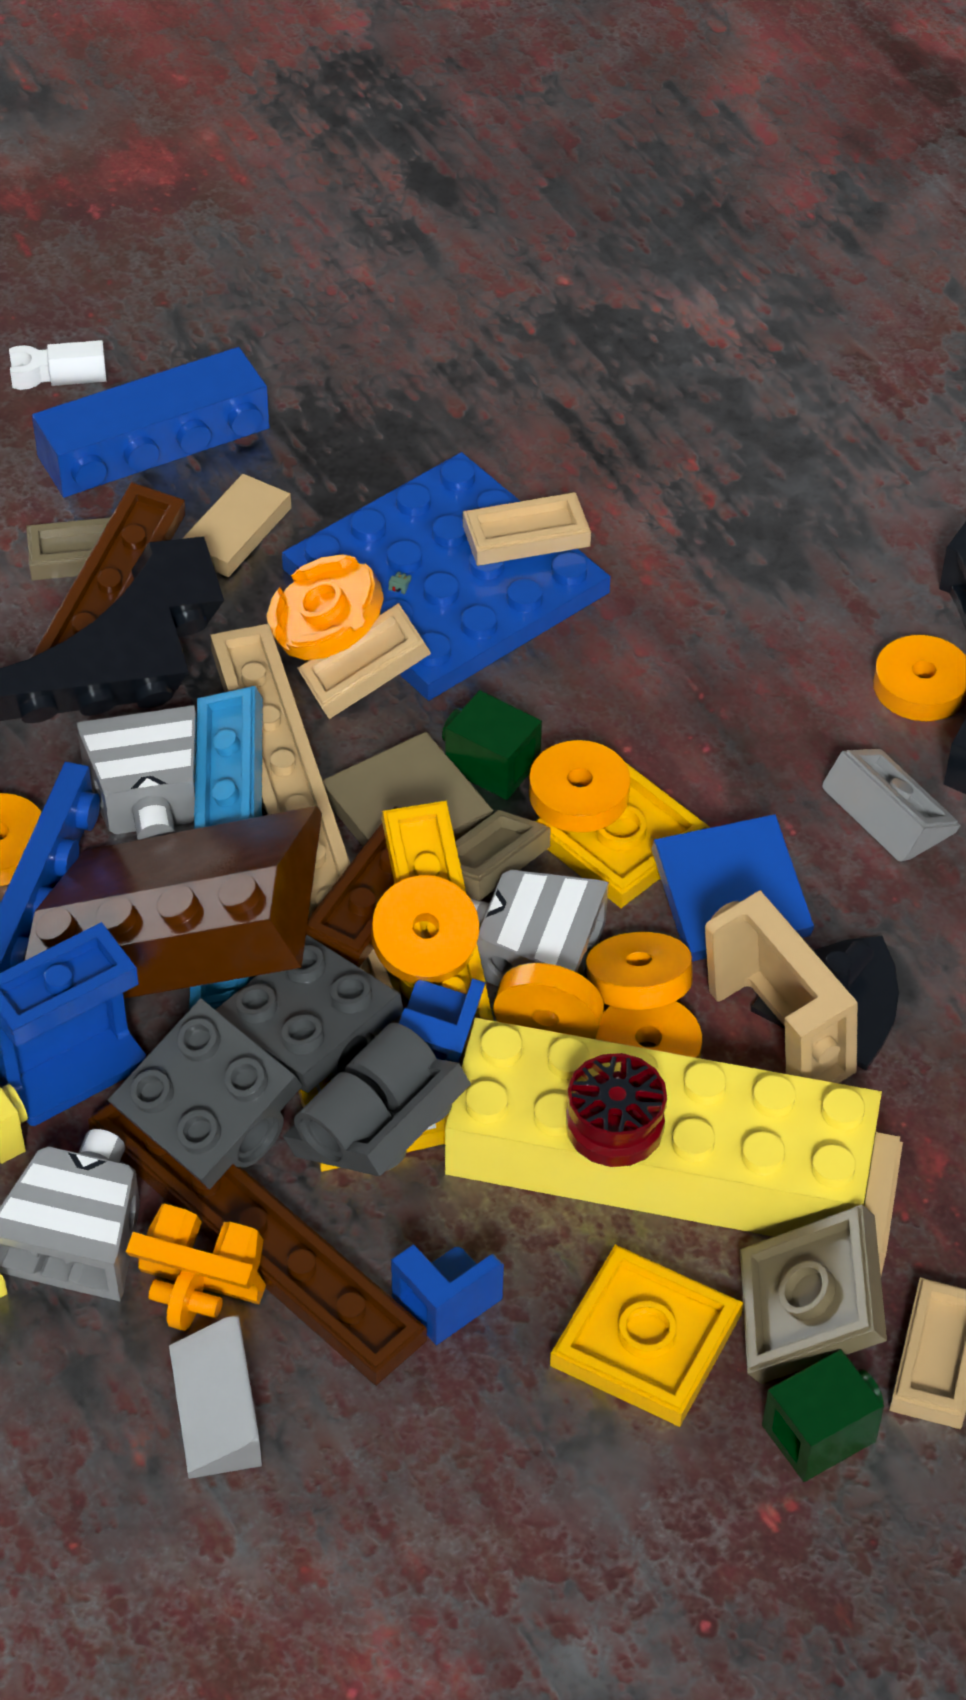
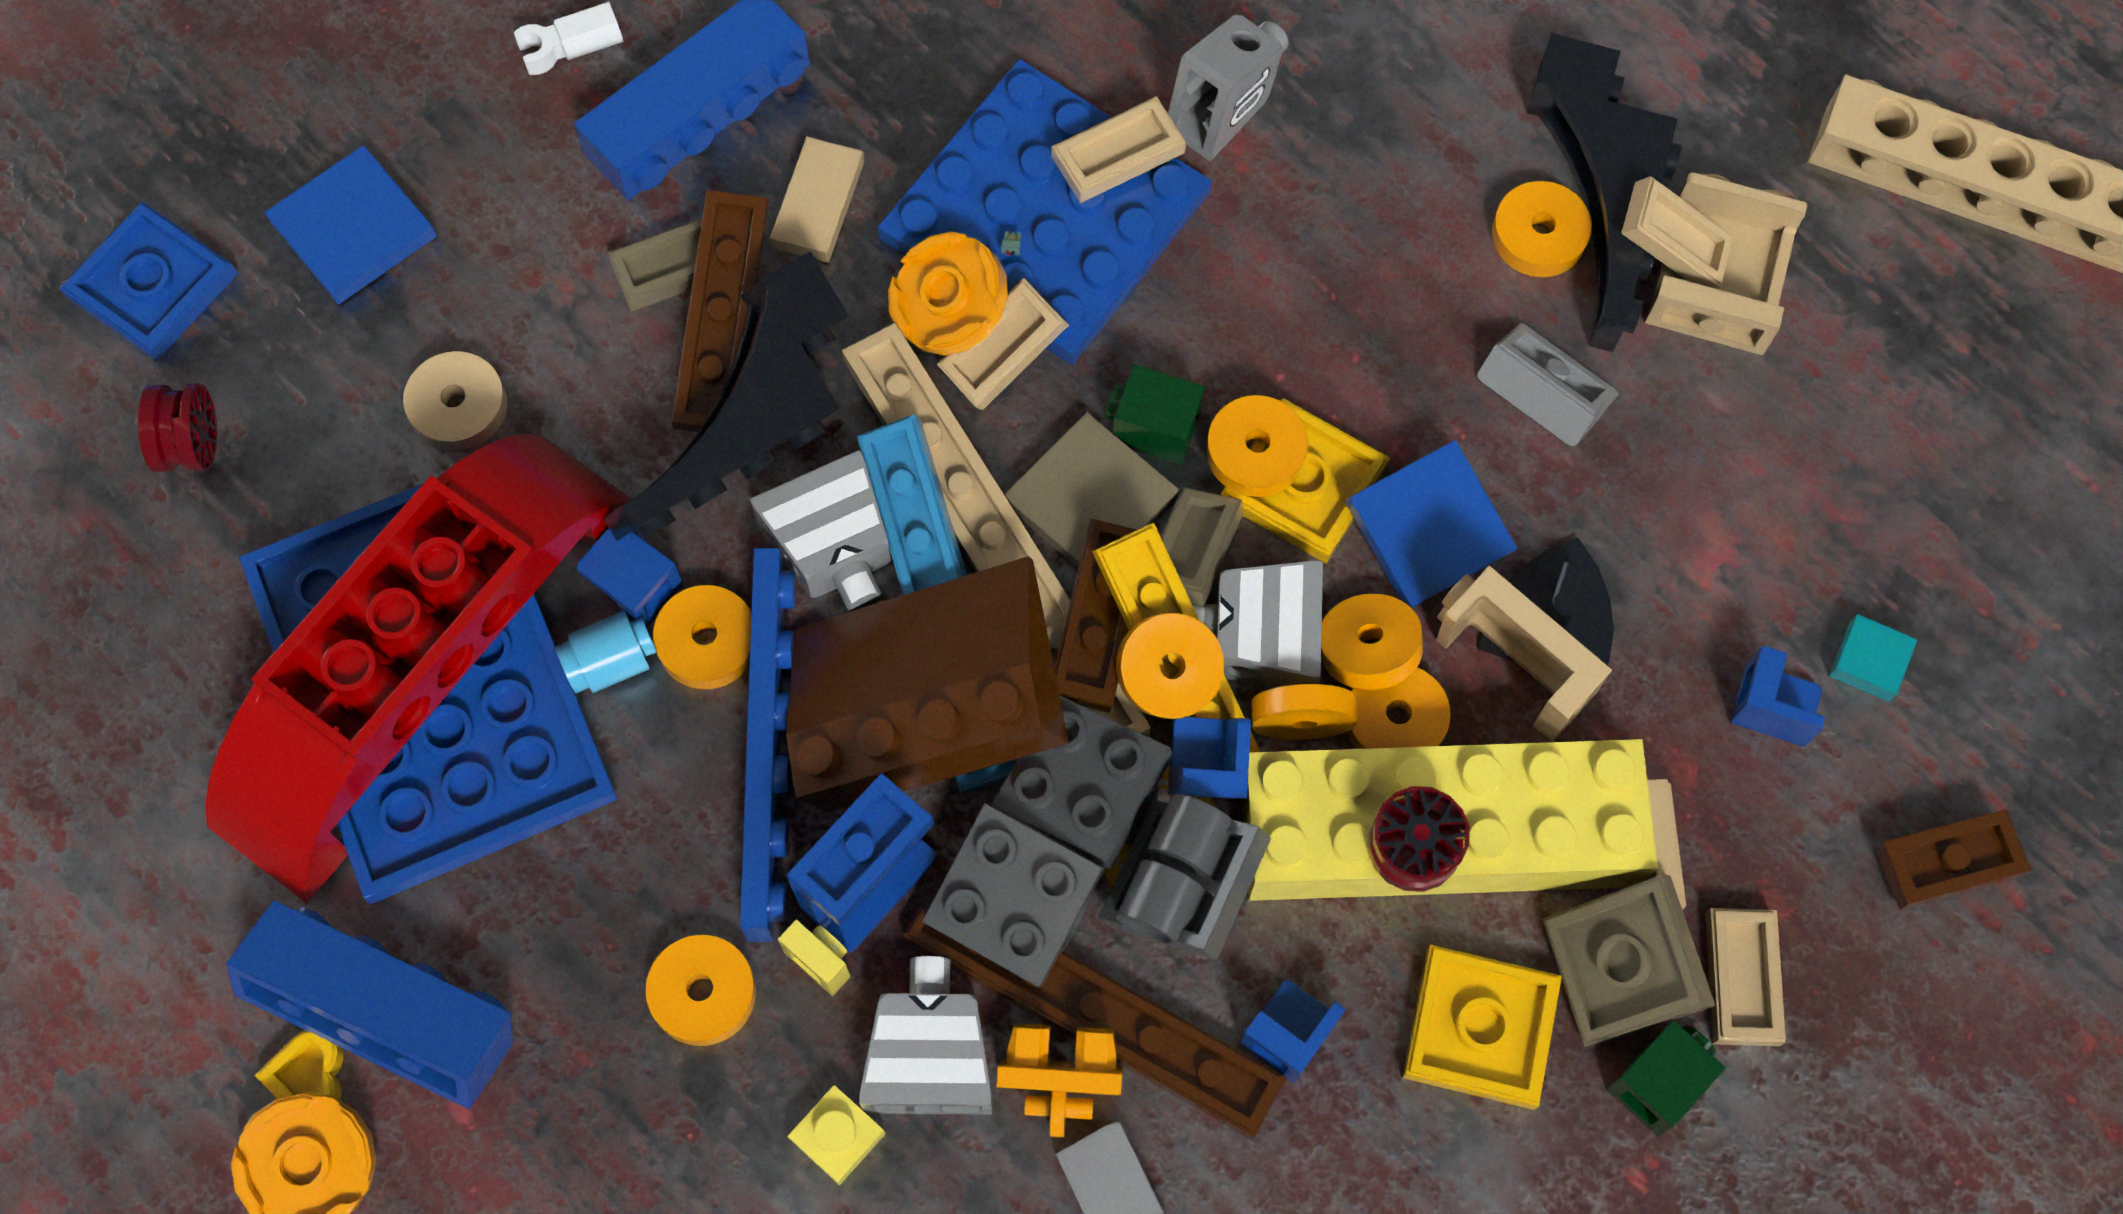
camera: 15 degrees left, 20 degrees up
(645, 497) = (1237, 65): none -> light grey torso

